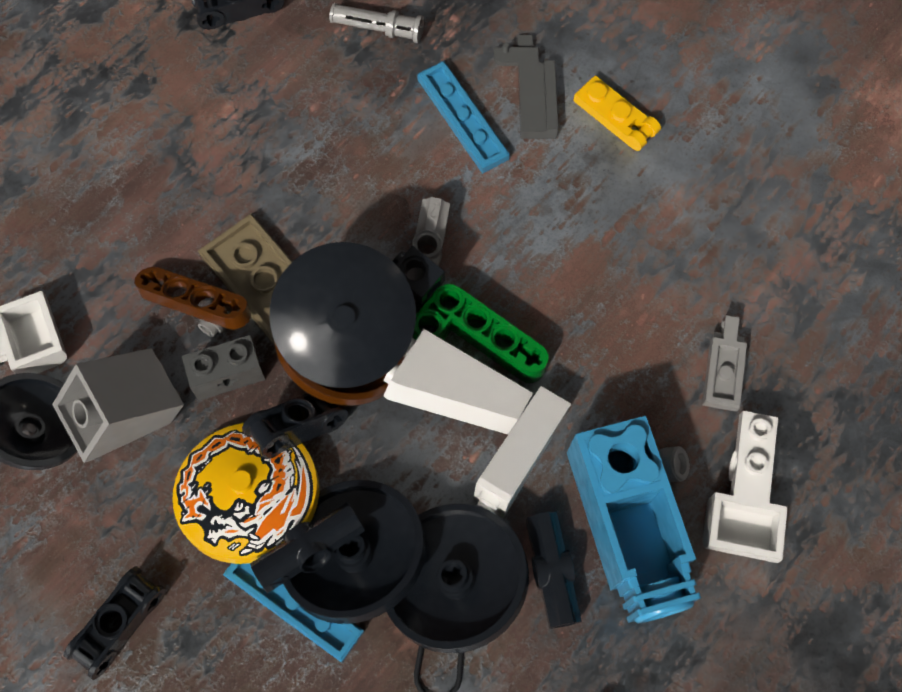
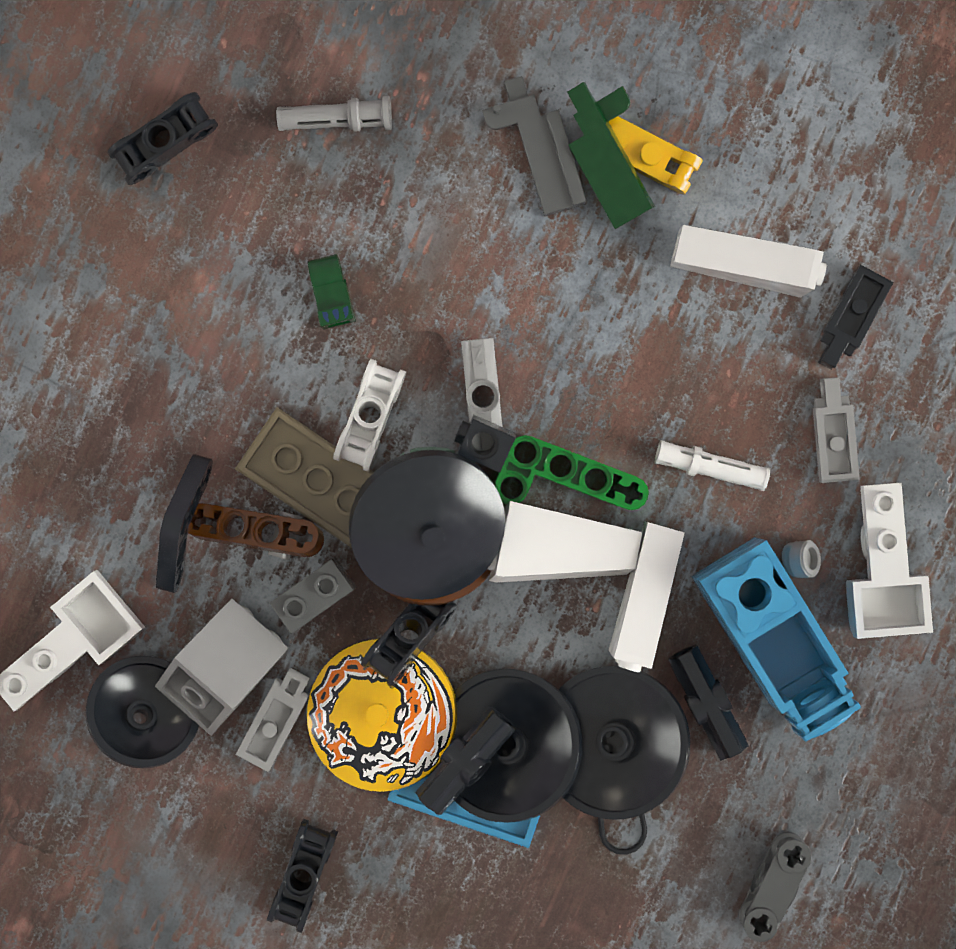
camera: 10 degrees left, 20 degrees up
(121, 272) = (176, 522): none -> black beam
(147, 469) = (274, 720): none -> light grey hinge
(328, 141) = (330, 292): none -> dark green leg
(338, 222) = (361, 439): none -> white piece
(463, 117) = (471, 210): dark azure tile -> none
(581, 101) = (604, 157): none -> dark green piece
(615, 365) = (696, 461): none -> white pin
(684, 205) = (749, 260): none -> white slope
(761, 275) = (853, 315): none -> black hinge

